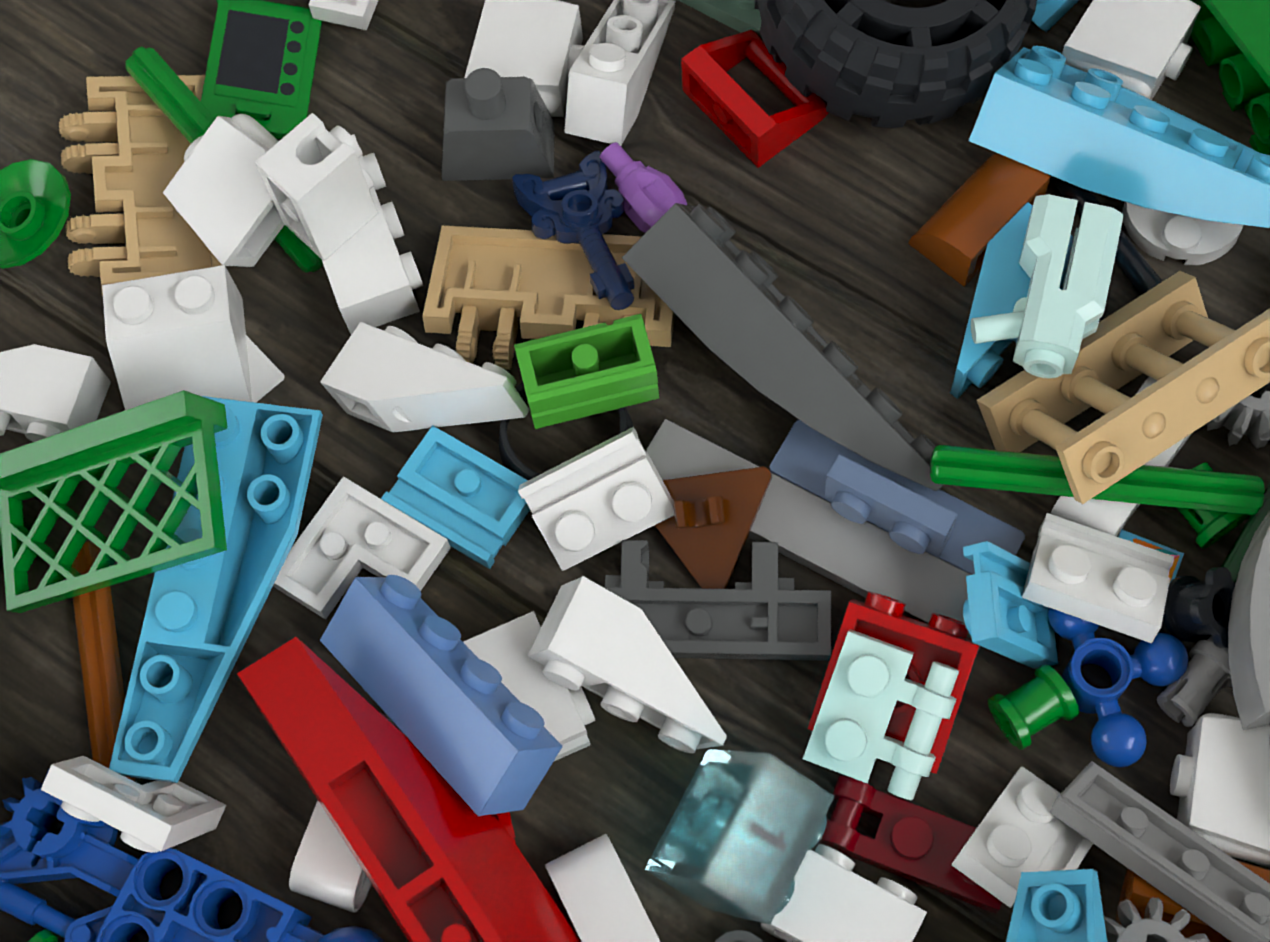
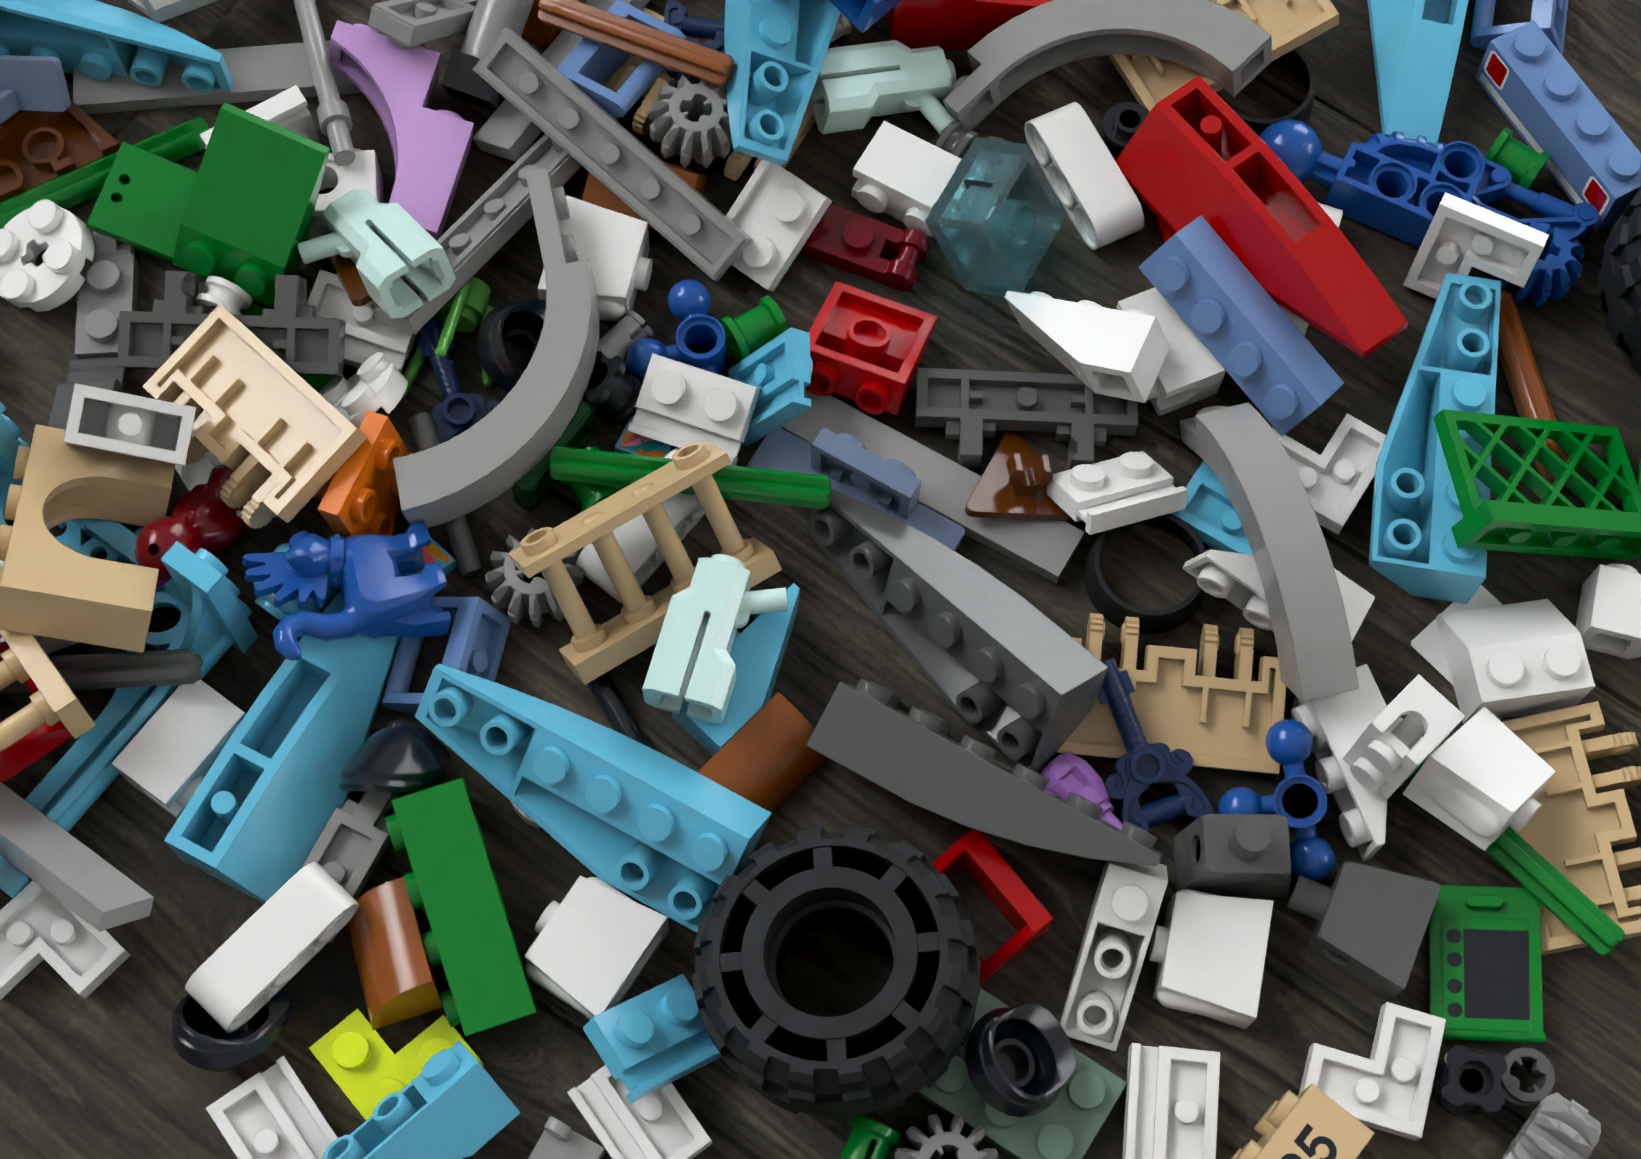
camera: 170 degrees right, 0 degrees up
(371, 86) = (1367, 922): none -> dark grey torso
(429, 185) = (1289, 744): none -> blue piece
(433, 436) = (1286, 545): none -> light grey arch
(588, 371) = (1134, 571): bright green brick -> none
(767, 171) = (962, 780): none -> dark grey wedge
(859, 708) = (897, 312): light aqua plate -> none

